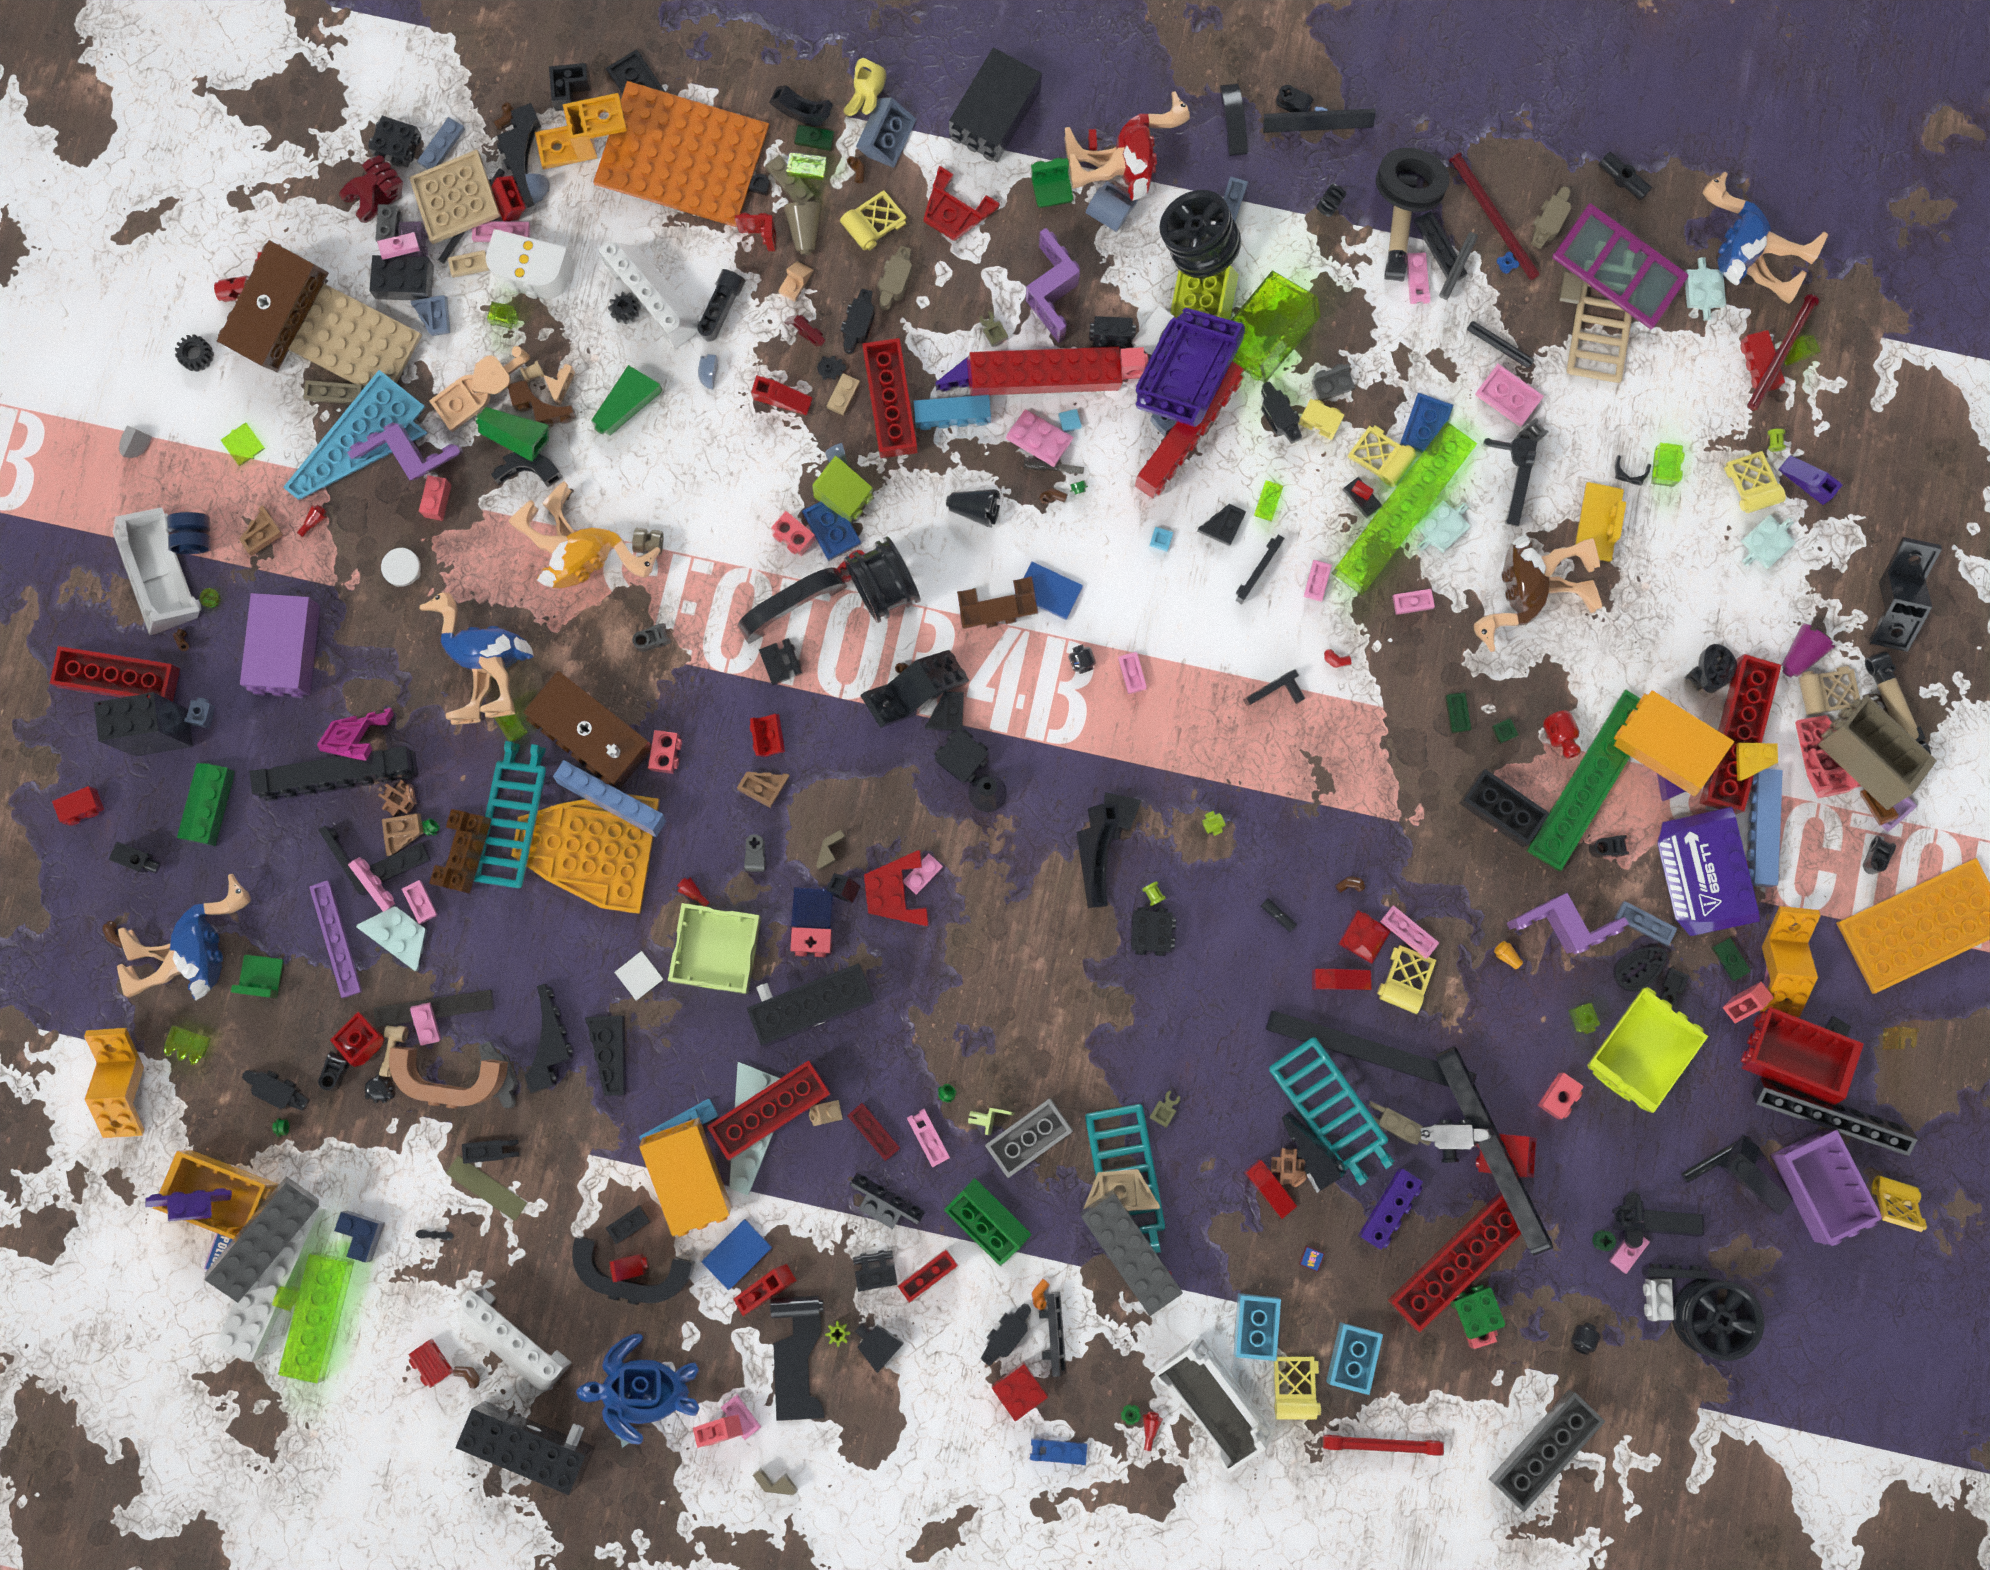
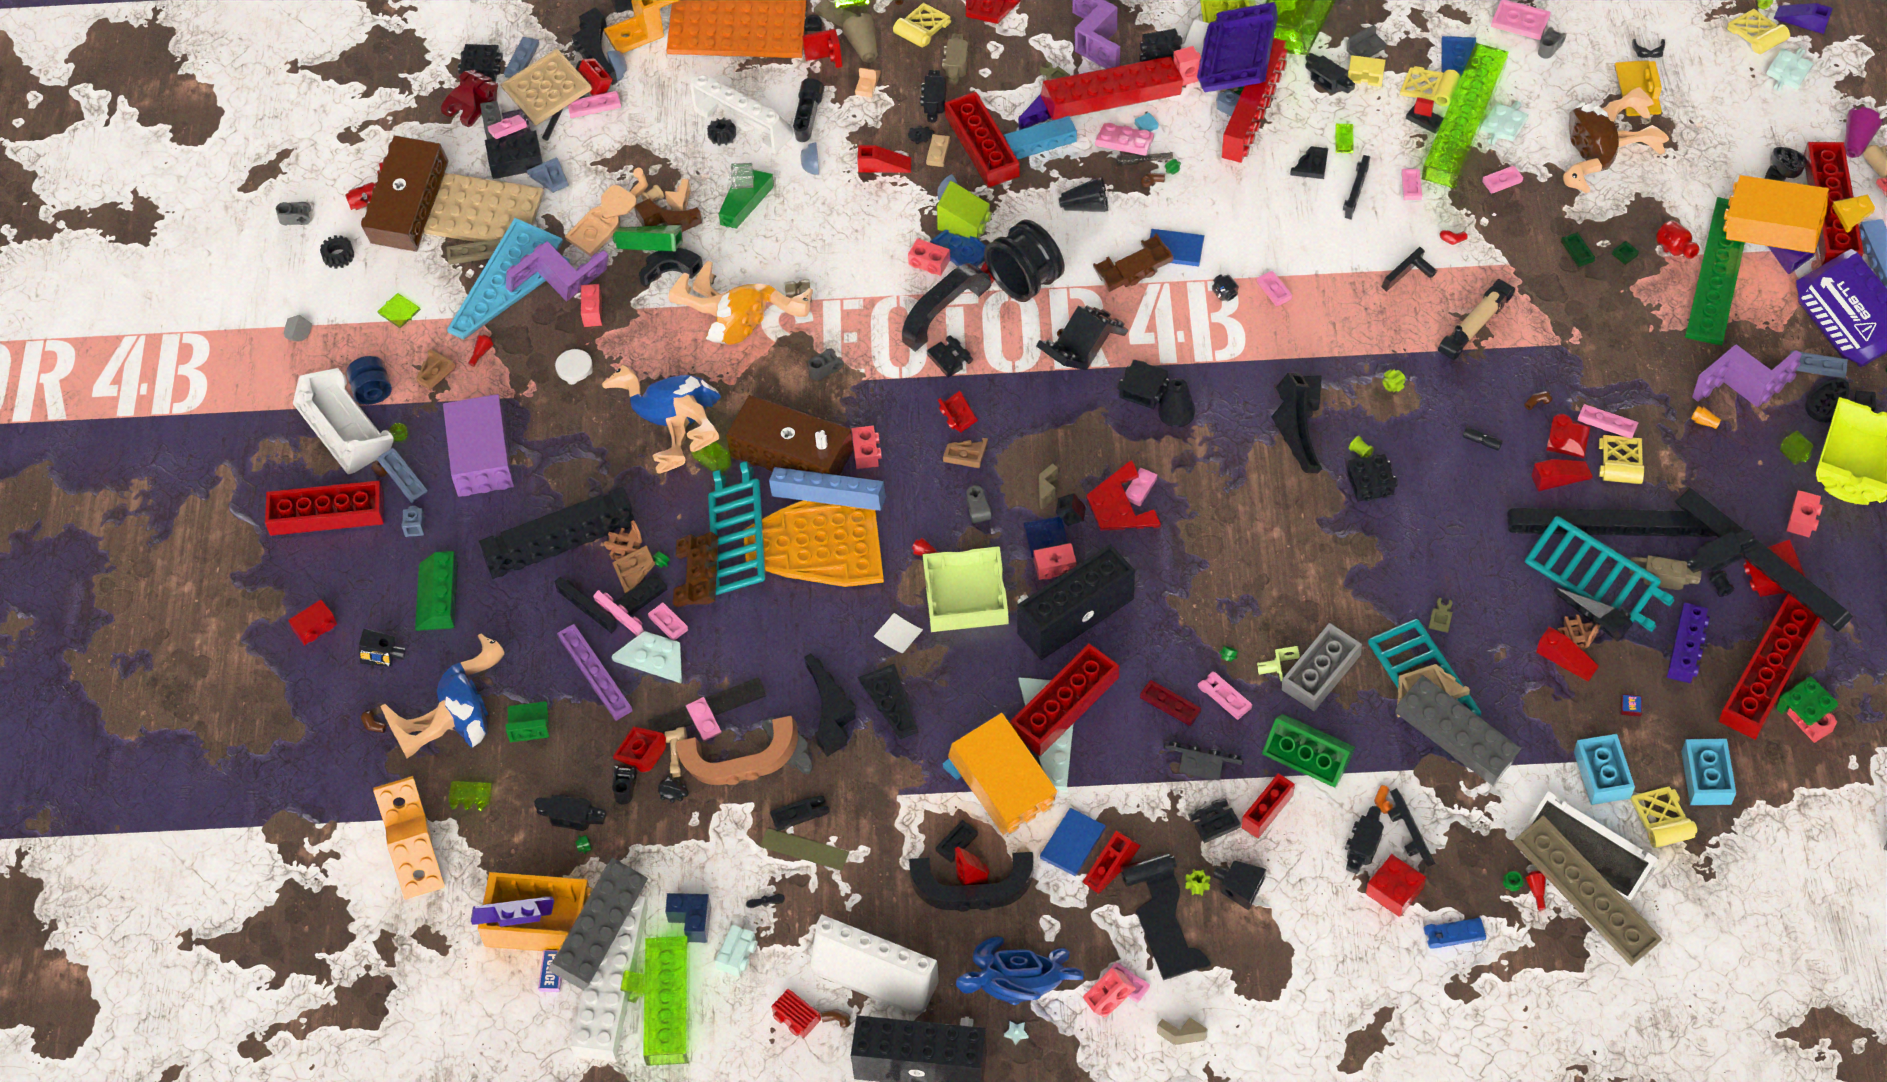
camera: 10 degrees left, 25 degrees down
(142, 724) = (369, 524): black container -> none
(162, 290) = (293, 214): none -> dark grey piece
(198, 658) = (402, 475): none -> sand blue plate
(344, 735) = (563, 499): dark pink wing -> none
(392, 1283) = (736, 950): none -> light aqua brick
(468, 264) = (571, 133): tan plate -> none
(498, 311) = (613, 160): clear neon green brick -> none
(506, 116) = (574, 26): reddish brown arm -> none
(528, 265) = (627, 117): white brick -> none
(624, 382) = (741, 175): none -> clear brick
(805, 330) = (889, 109): dark red wing -> none
(825, 1113) = (1117, 698): tan bracket -> none
(948, 713) = (1117, 356): black wing -> none
(1161, 539) = (1260, 187): medium azure tile -> none
(1193, 1450) = (1587, 891): none -> dark tan plate
(1323, 771) = (1491, 303): none -> piece
(1428, 1447) = (1723, 851): red piece -> none
(1504, 808) = (1650, 305): black brick -> none
(1523, 456) = (1551, 50): black piece -> none
(1612, 846) = (1757, 315): black piece -> none
(1667, 464) = (1678, 34): clear neon green brick -> none

